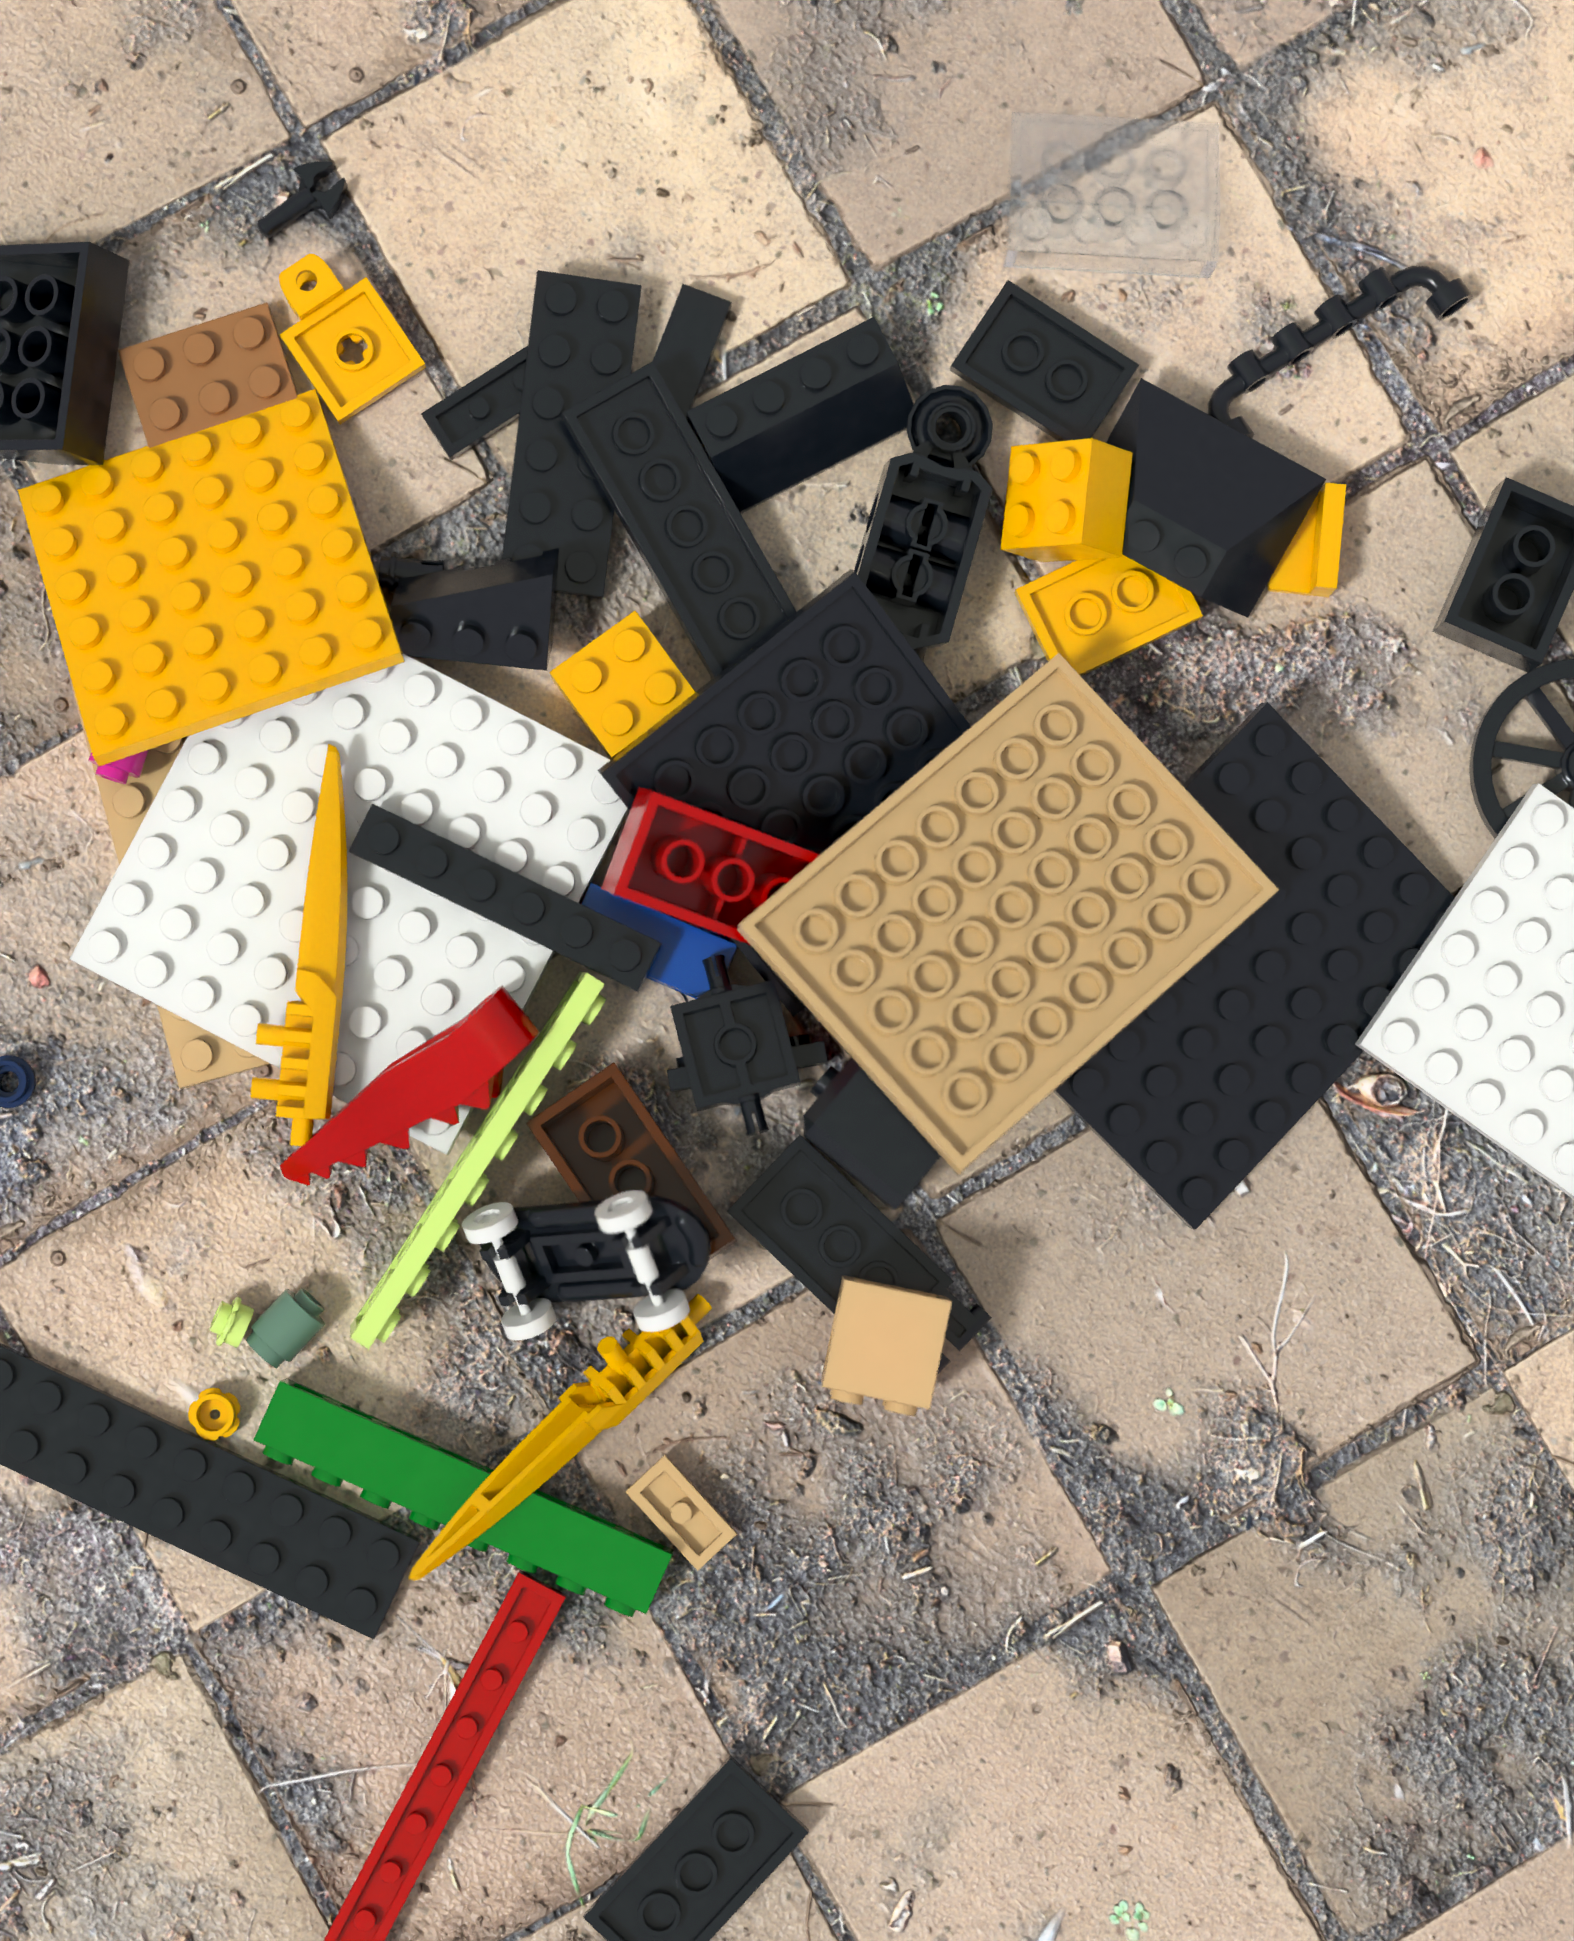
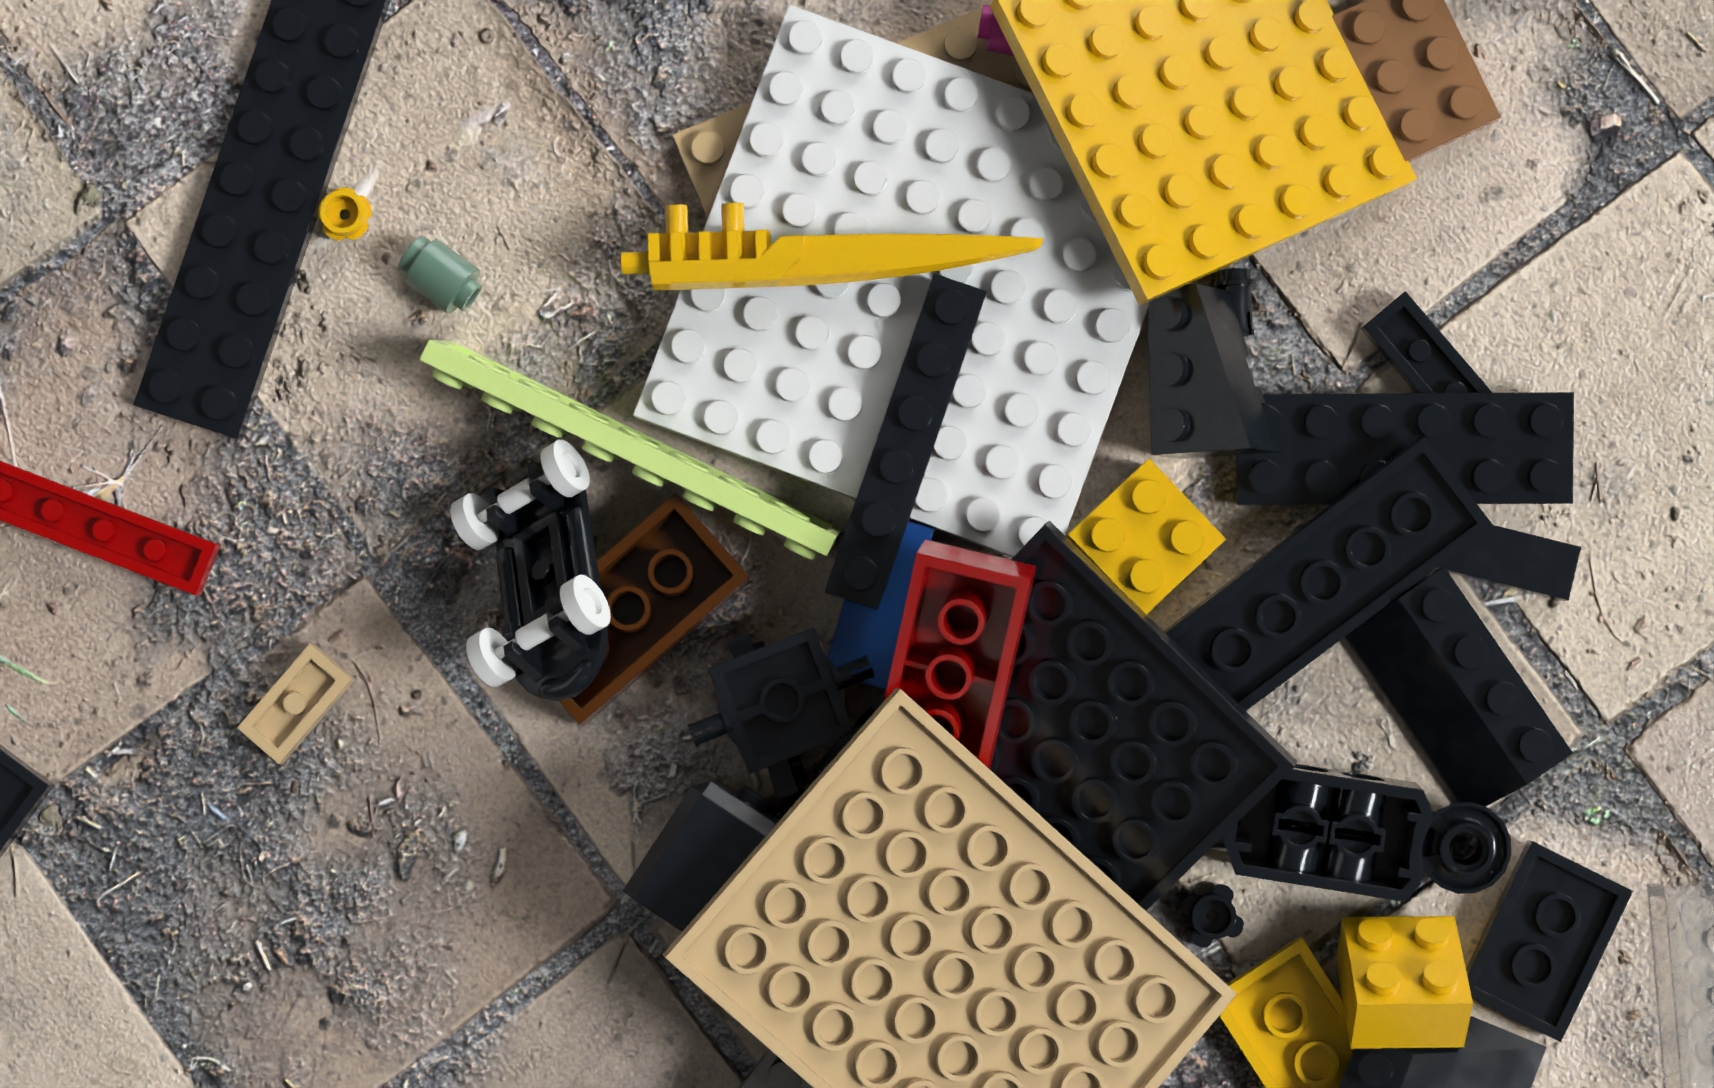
camera: 90 degrees right, 0 degrees up
(231, 1322) = (439, 218): yellowish green plate -> none
(305, 198) = (1616, 143): black bar -> none
(331, 317) = (1494, 186): yellow plate -> none
(428, 1082) = (703, 386): red animal -> none
(437, 1482) = (286, 479): green brick -> none
(568, 1428) = (382, 589): yellow piece -> none
(829, 1229) = (573, 854): black hinge -> none
(885, 1345) = (485, 896): tan brick -> none
(994, 659) = (1226, 923): none -> black plate

